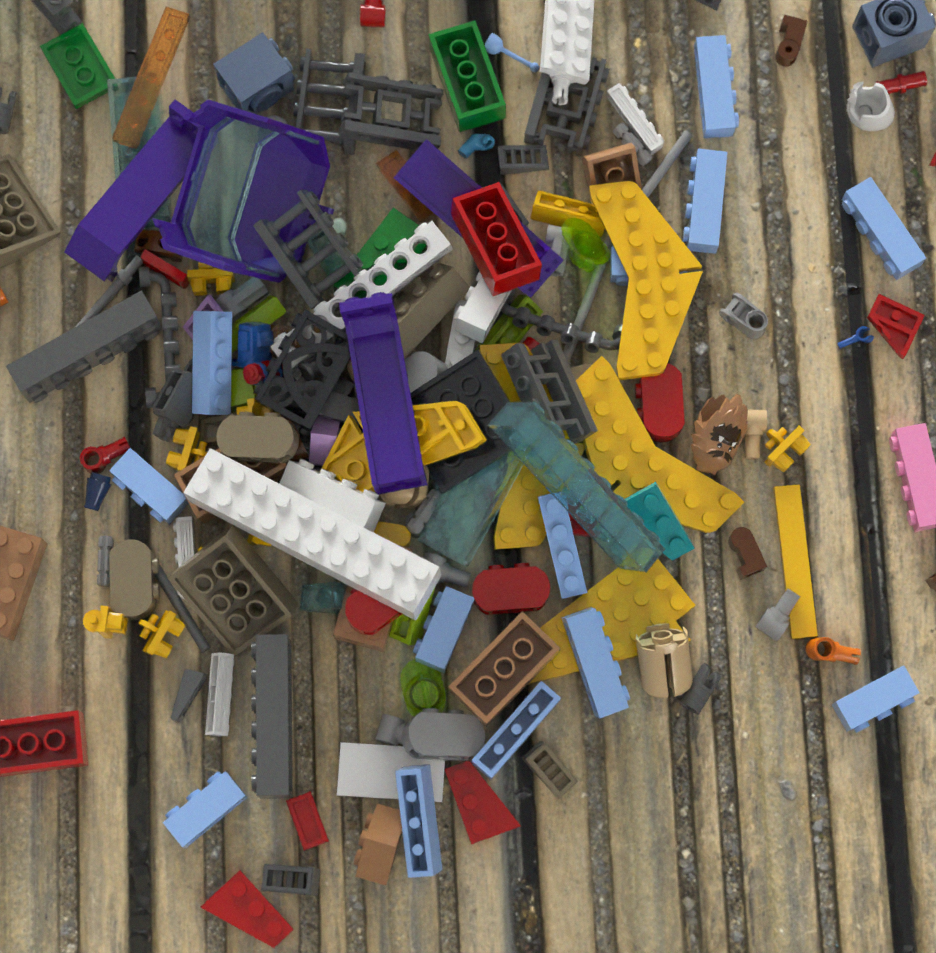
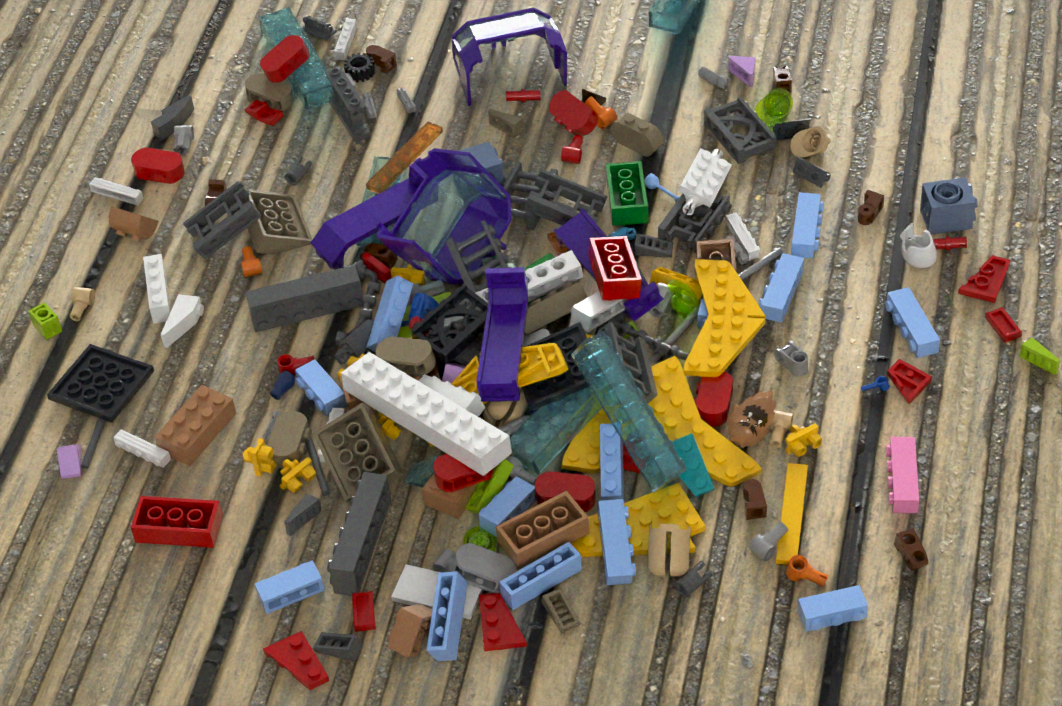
camera: 20 degrees right, 30 degrees down
(78, 65) = (357, 153): green plate -> none
(219, 694) = (326, 519): white piece -> none

